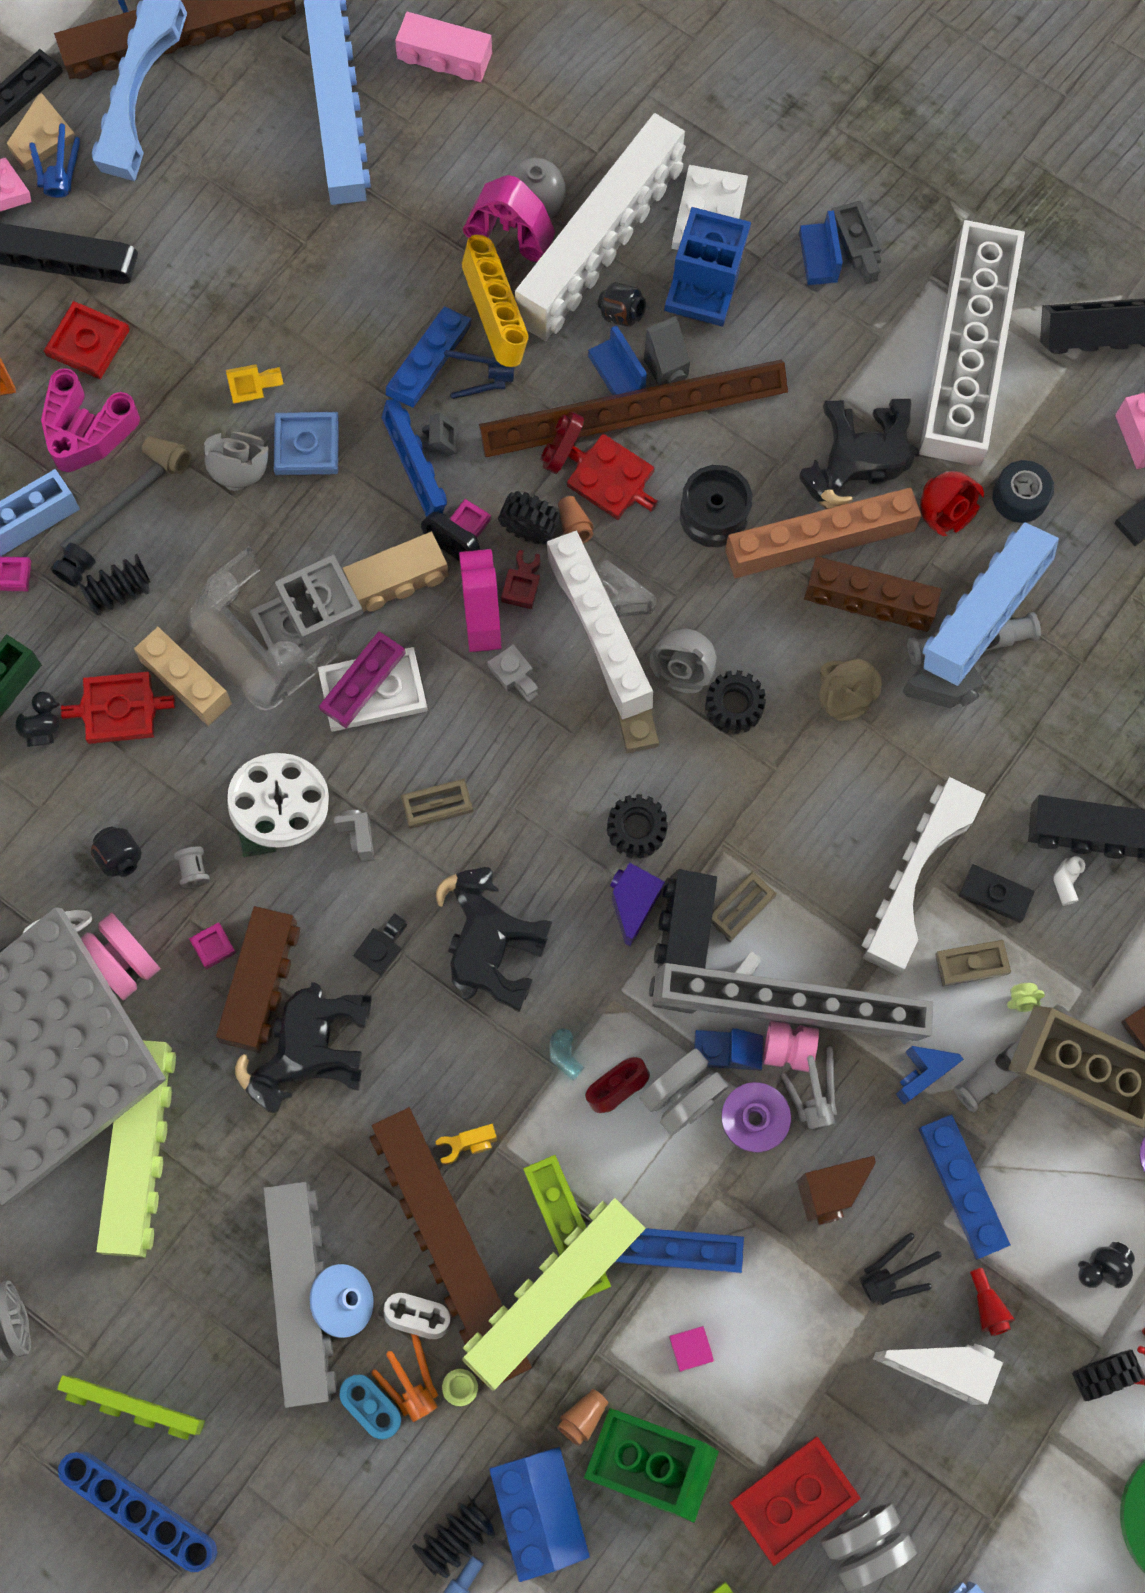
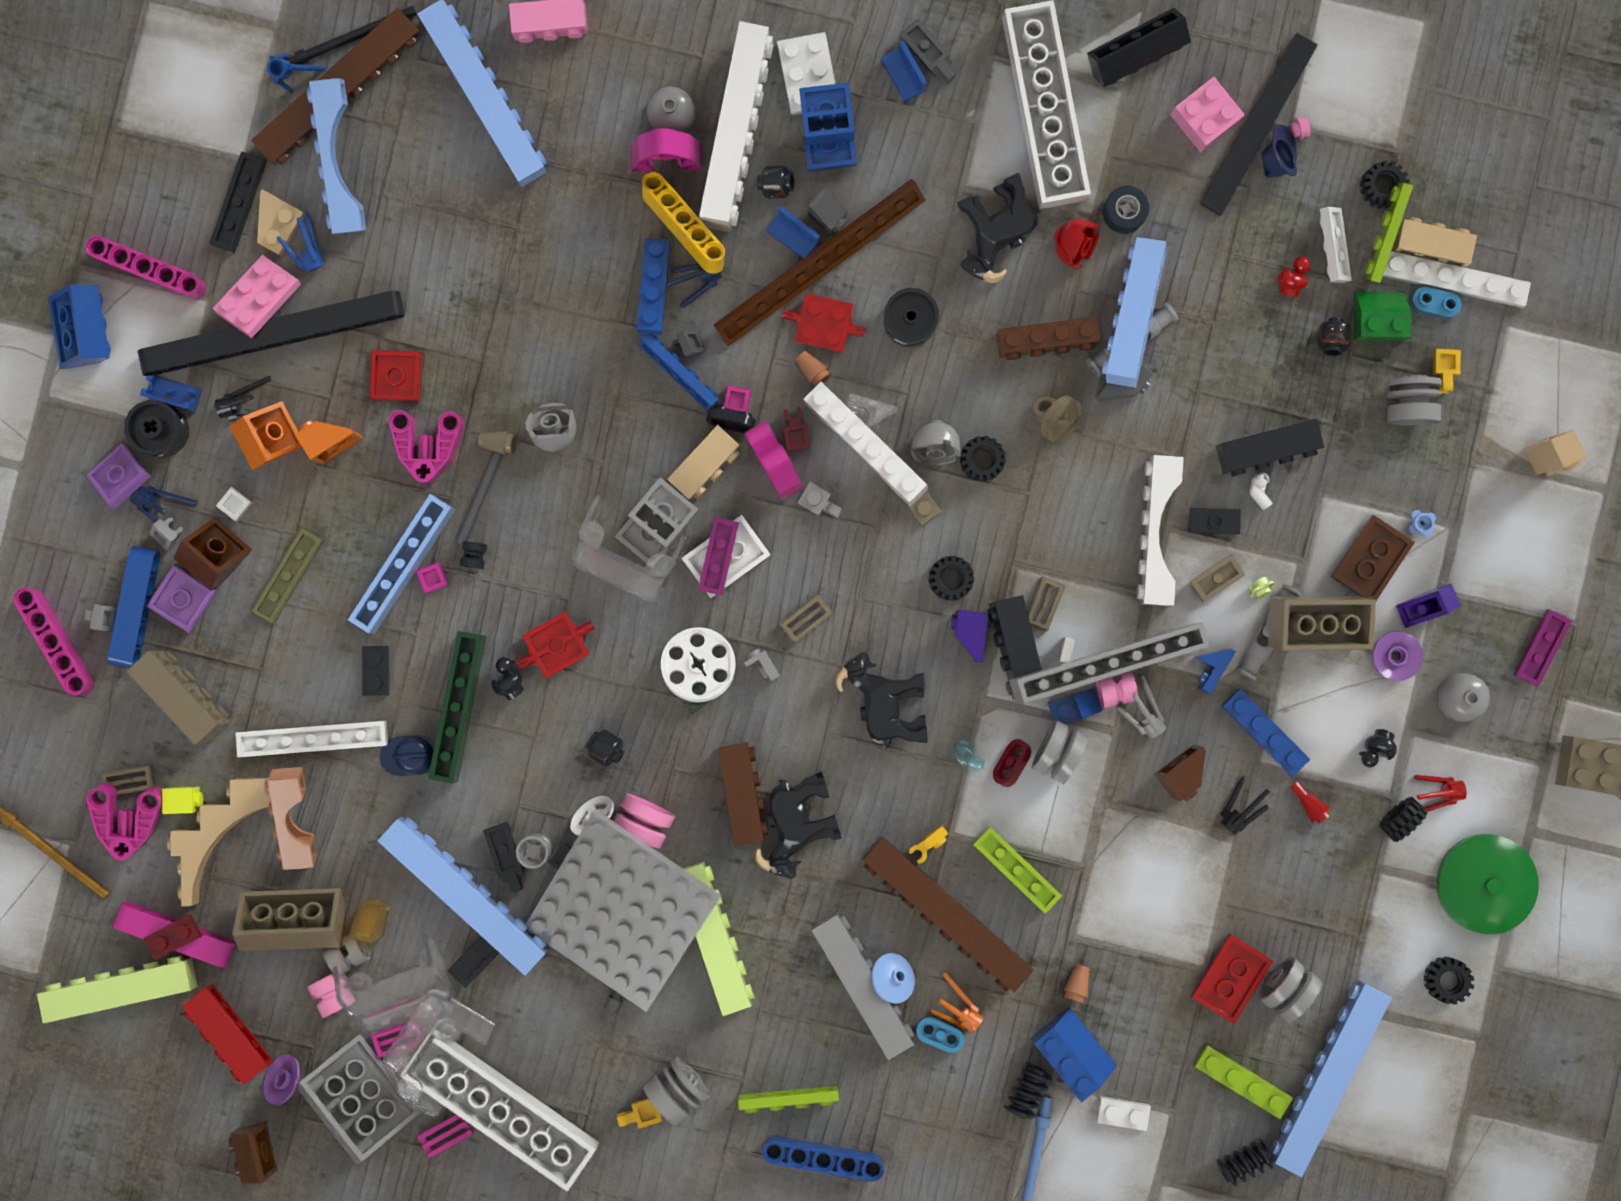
camera: 20 degrees left, 15 degrees up
(116, 585) = (512, 558): black piece -> none
(183, 676) = (590, 604): tan brick -> none
(191, 867) = (661, 736): light grey bush -> none
(212, 945) = (699, 782): dark pink tile -> none
(247, 382) = (531, 362): yellow plate -> none
(306, 443) = (594, 390): medium blue plate -> none
(380, 949) = (812, 737): black plate -> none
(419, 1307) = (944, 972): white beam -> none
(460, 1387) = (991, 998): yellowish green plate -> none
(529, 517) = (782, 384): black tyre -> none
(553, 1294) = (1029, 919): yellowish green brick -> none
(567, 431) = (780, 316): dark red plate -> none
(652, 1464) = (1133, 995): green slope -> none
(686, 1251) = (1091, 854): blue plate -> none
(691, 1348) = (1128, 912): dark pink tile -> none
(768, 1104) = (1124, 750): medium lavender dish -> none
(822, 532) = (994, 304): nougat brick -> none
(959, 1371) = (1300, 857): white slope -> none

